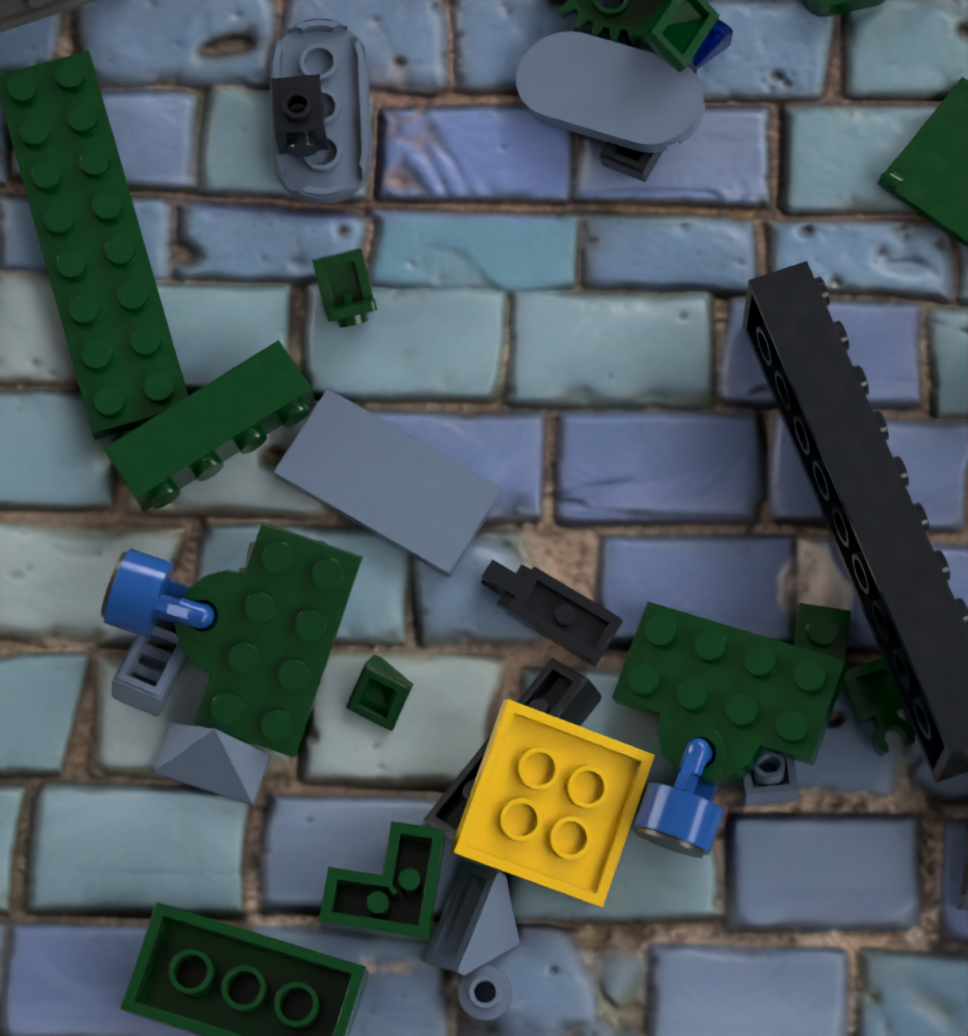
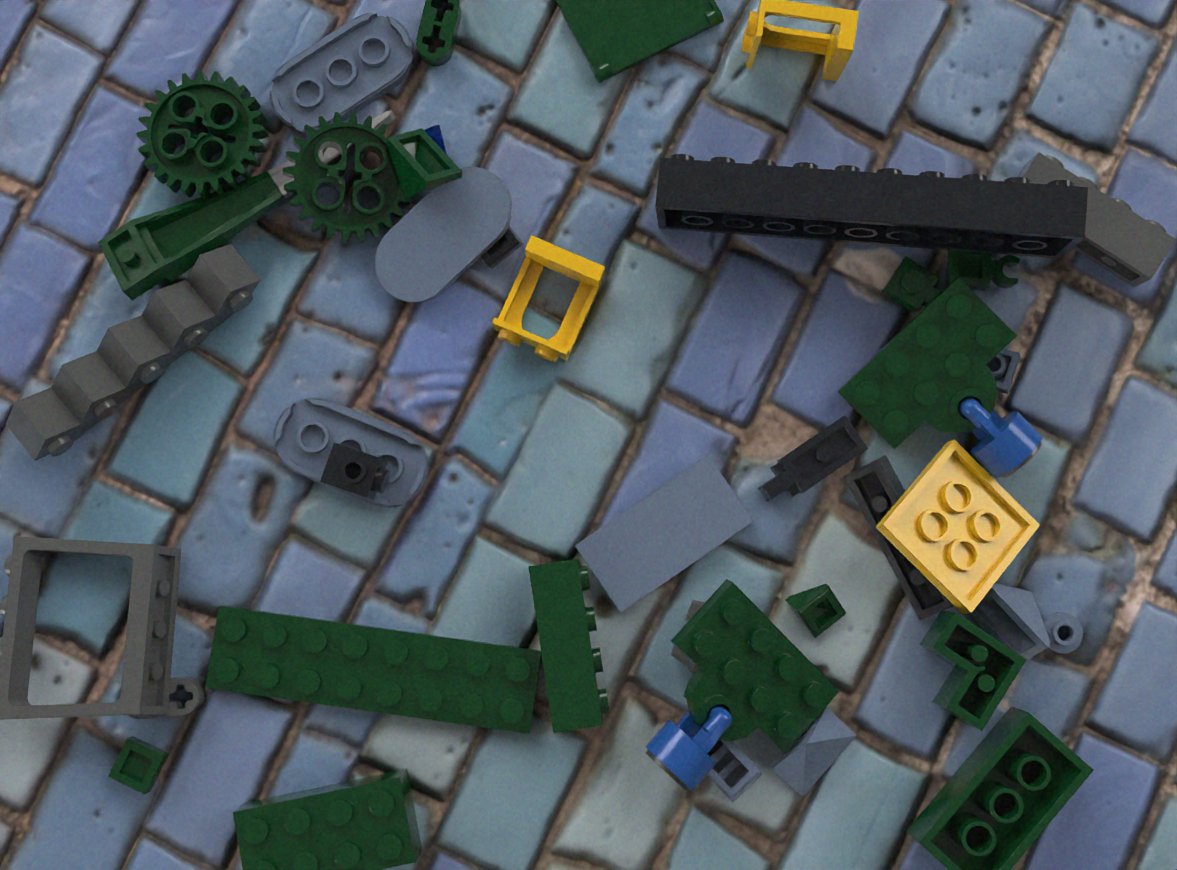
camera: 65 degrees left, 10 degrees up
(344, 287) = (505, 498): dark green bracket -> none
(558, 208) = (541, 255): none -> yellow panel

